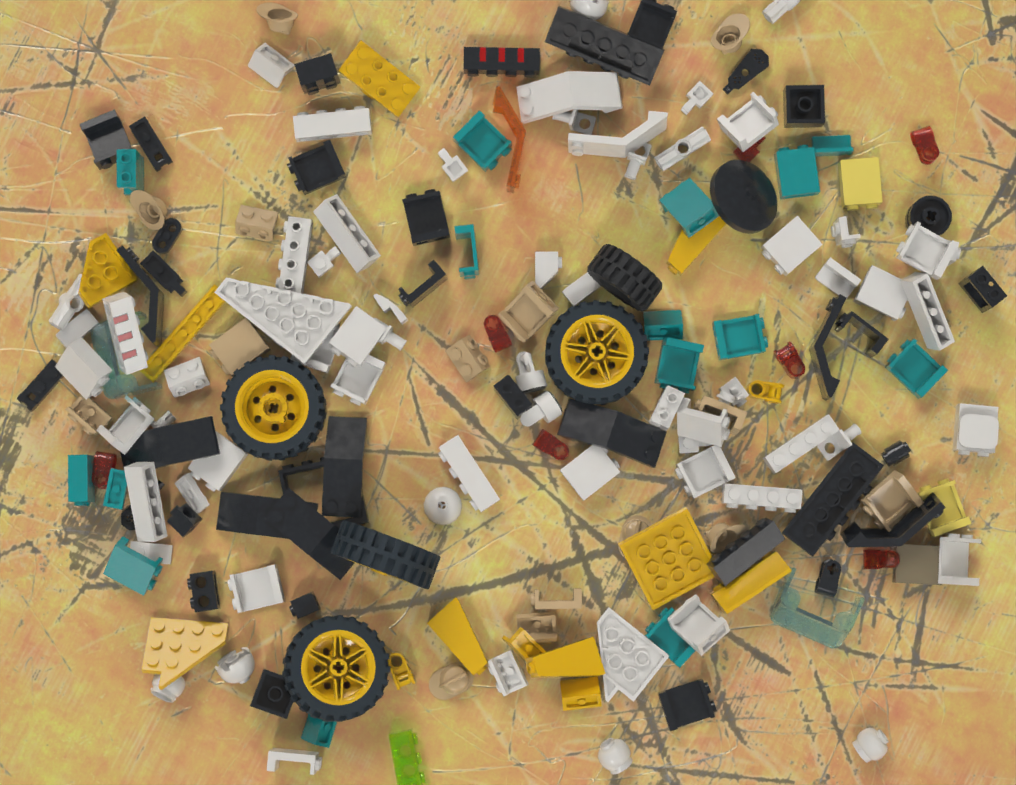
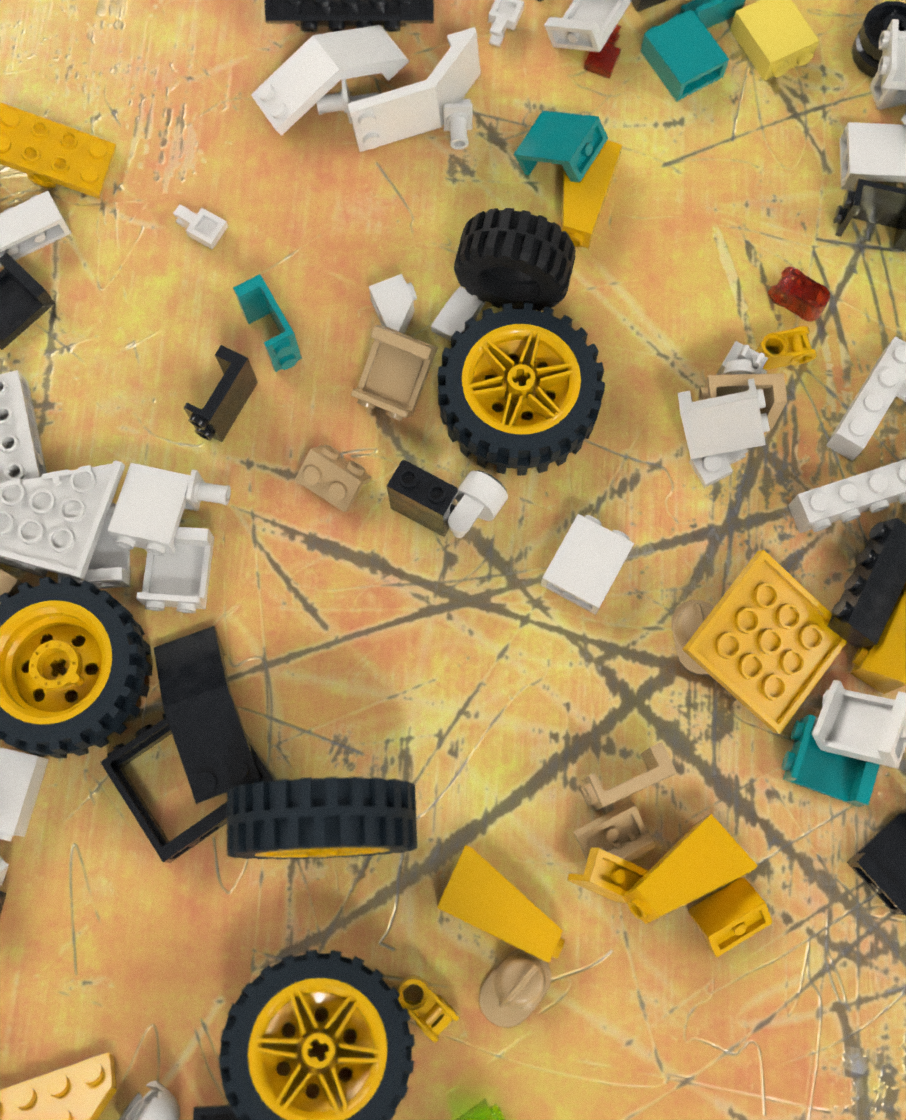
camera: 25 degrees left, 10 degrees down
(210, 591) = (58, 1009): black brick -> none
(246, 514) = (109, 843): black windscreen -> none
(256, 588) = (136, 973): white panel -> none
(304, 605) = (225, 965): black brick -> none
(308, 531) = (181, 838): black windscreen -> none
(322, 263) = (62, 430): white plate -> none
(345, 232) = (80, 371): white brick -> none
(387, 305) = (182, 449): white slope -> none
(426, 217) = (191, 308): black panel -> none
(452, 503) = (390, 724): white cylinder -> none
(469, 474) = (405, 643): white brick -> none
(482, 142) = (231, 180): teal panel -> none
(498, 337) = (364, 427): clear red piece -> none
(501, 61) = (216, 68): black brick -> none
(503, 107) = (269, 134): clear orange windscreen -> none
(507, 672) = (600, 934): white bracket -> none
(529, 379) = (436, 459): white piece -> none
(549, 443) = (510, 550): clear red piece -> none
(612, 431) = (592, 488): black windscreen -> none
(614, 755) = (836, 997): white piece -> none
(626, 656) = (777, 823): white wing -> none
(663, 324) = (601, 317): teal panel -> none
(666, 408) = (660, 422): white panel -> none
(678, 364) = (643, 360): teal panel -> none
(692, 142) = (514, 83): white piece -> none
(704, 471) = (756, 494): white panel -> none
(722, 535) = (829, 574): tan piece -> none
(739, 337) = (712, 292): teal panel -> none
(743, 196) = (629, 101): black dish -> none
(790, 246) = (723, 146): white panel -> none
(825, 381) = (837, 265): black windscreen -> none
(837, 278) = (807, 163): white panel -> none
(840, 232) = (788, 98): white bracket -> none

